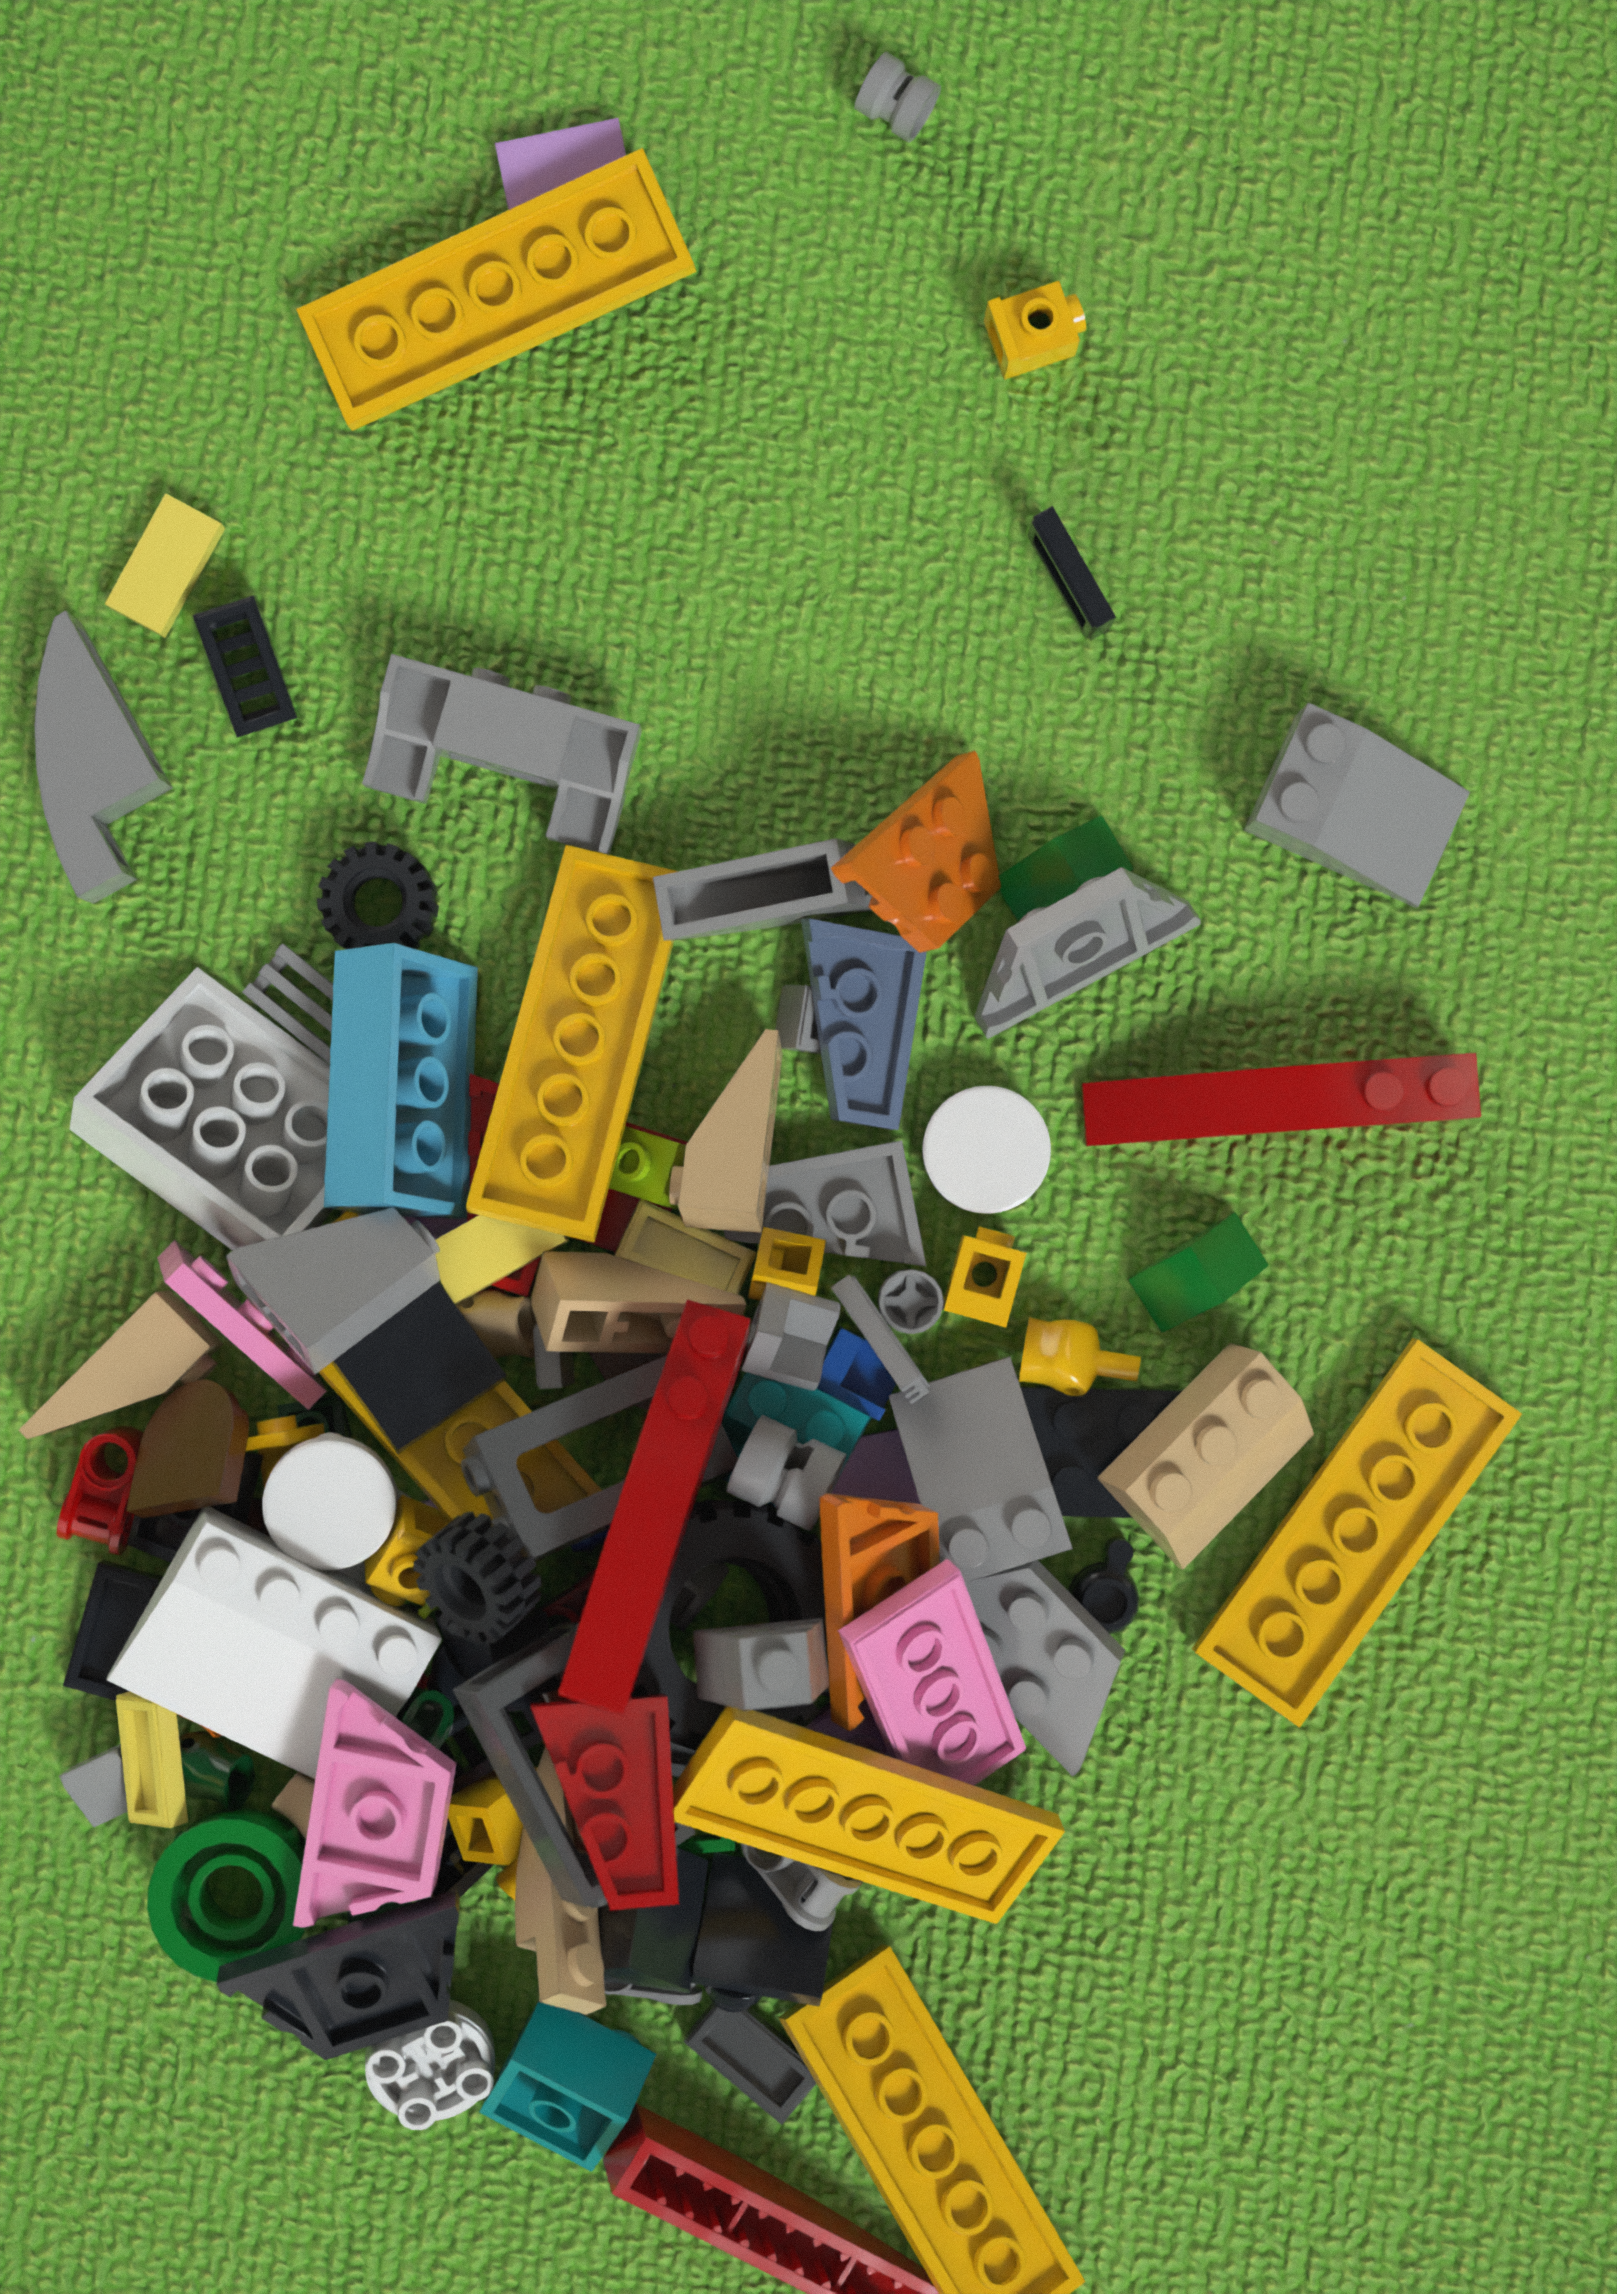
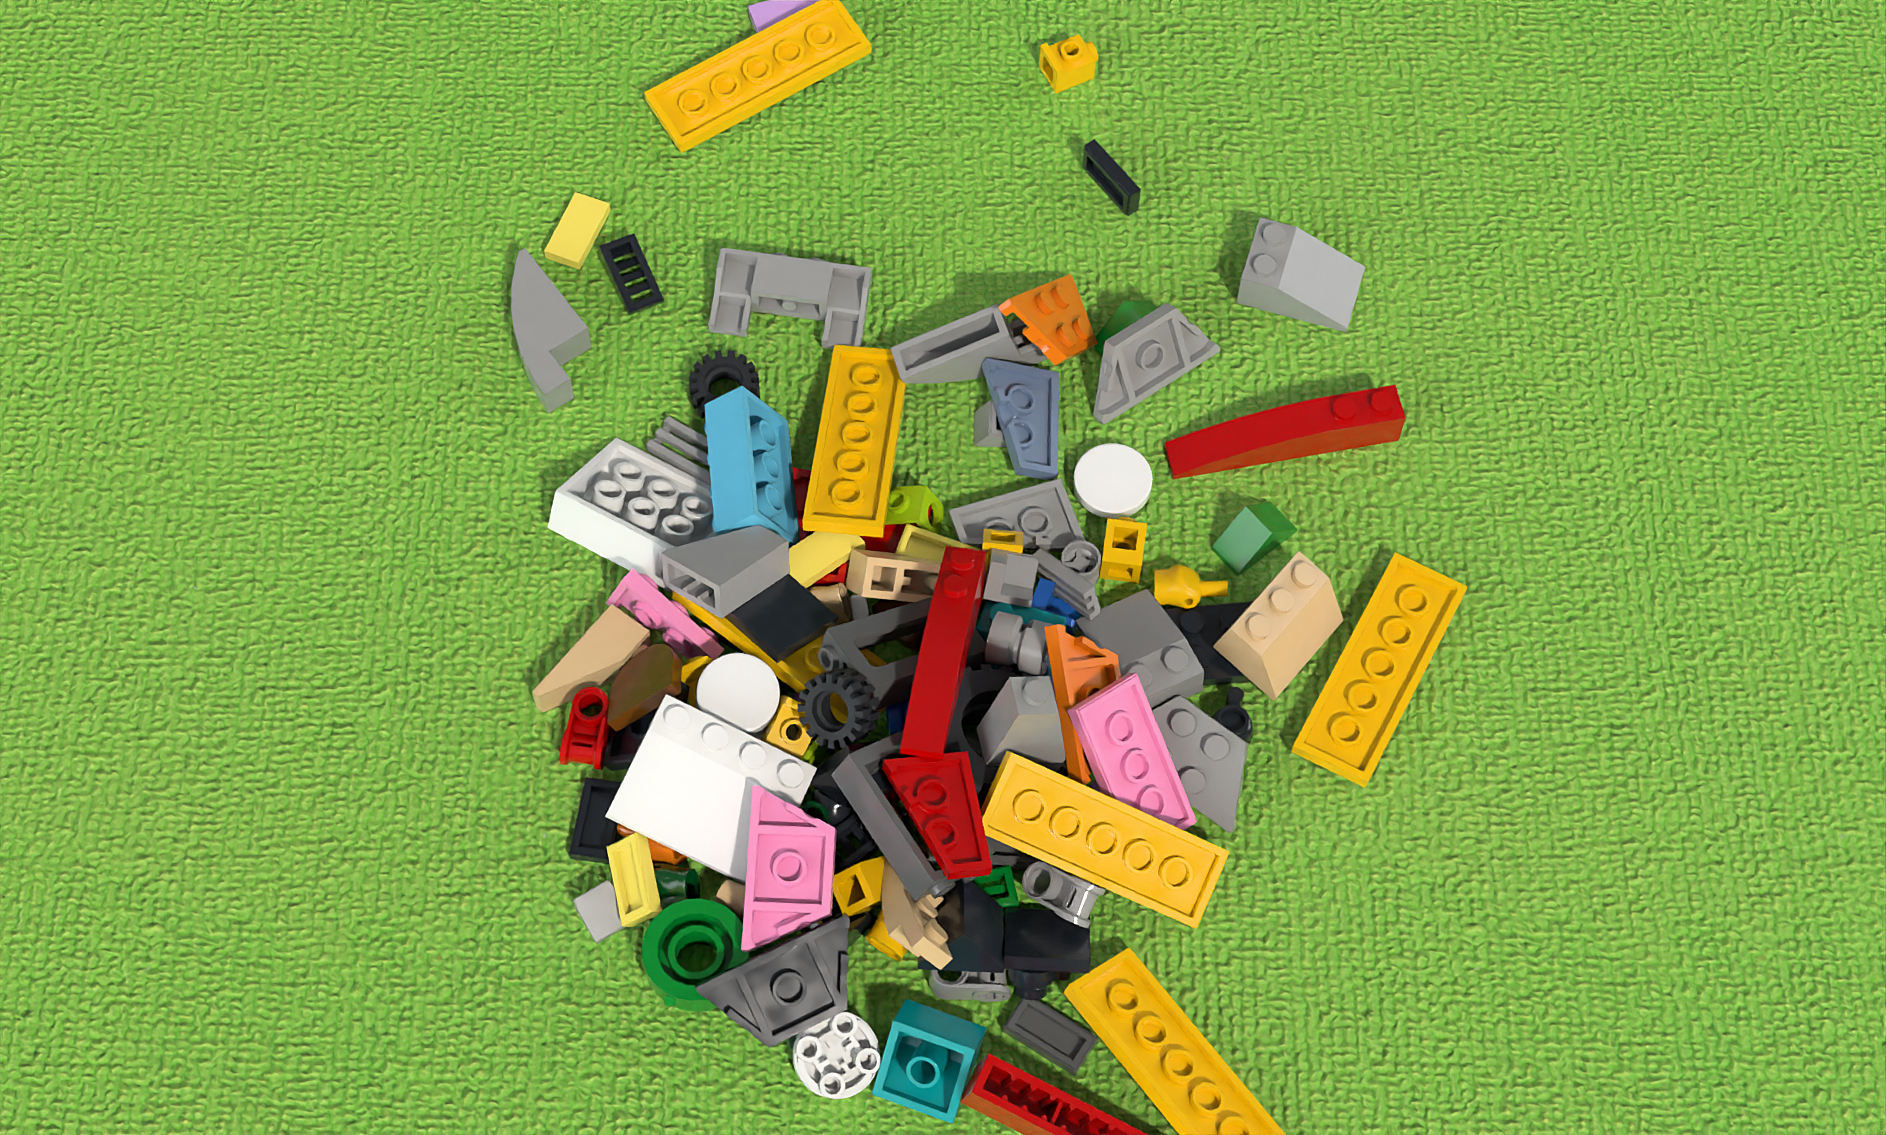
camera: 10 degrees left, 25 degrees down
(731, 1149) = (958, 487): tan slope -> none

